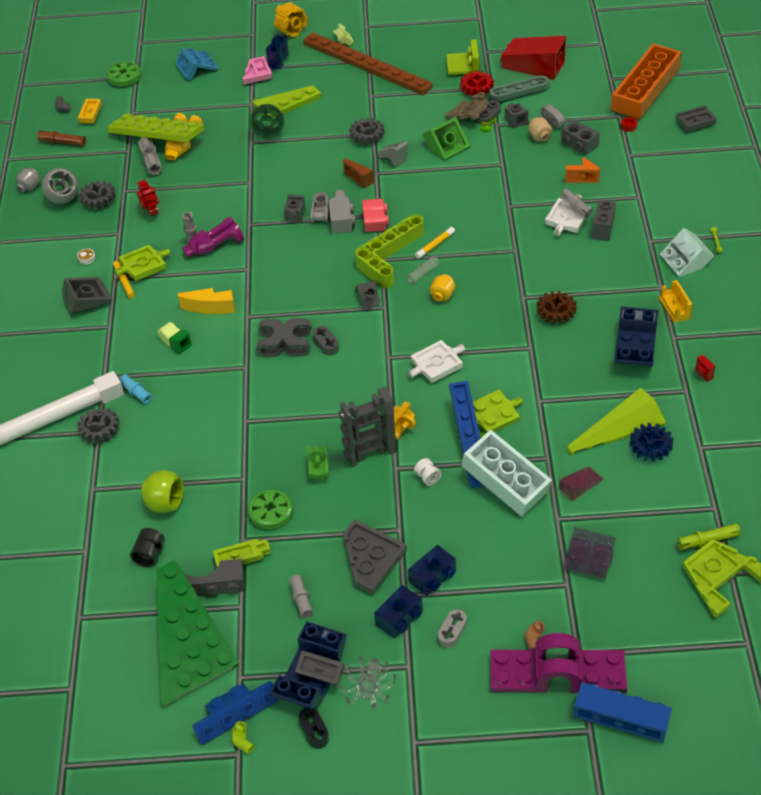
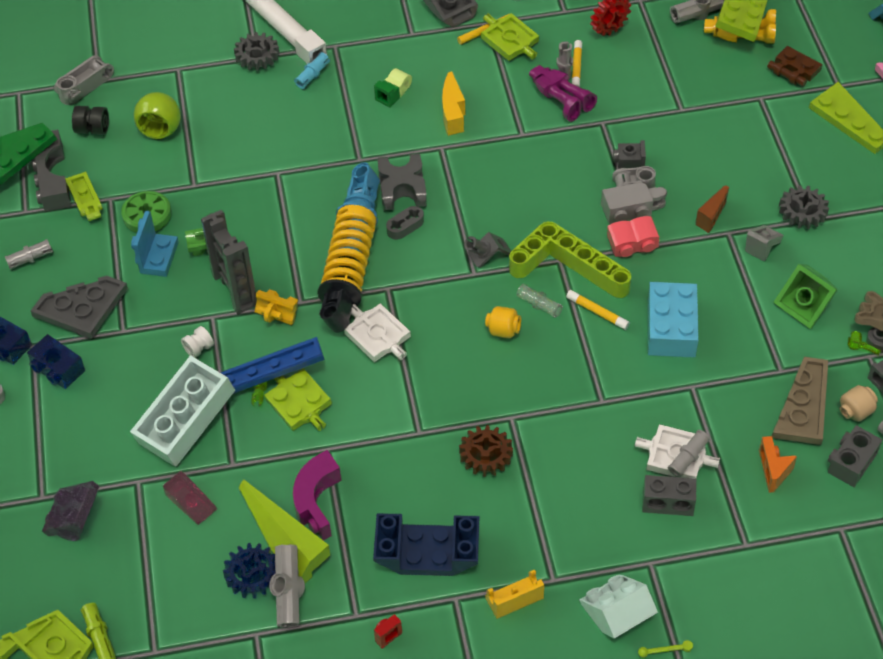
camera: 80 degrees right, 5 degrees up
(88, 557) = (83, 80): none -> light grey piece
(175, 229) = (577, 55): none -> yellow bar
(227, 120) = (795, 66): none -> reddish brown plate
(257, 126) = (780, 101): clear green wheel -> none
(319, 500) = (153, 250): none -> dark azure bracket
(353, 367) = (349, 249): none -> piece
(455, 202) = (672, 319): none -> medium azure brick
(537, 154) = (805, 406): none -> dark tan wing
(584, 407) = (310, 482): none -> magenta arch
(659, 415) = (287, 585): none -> light grey piece

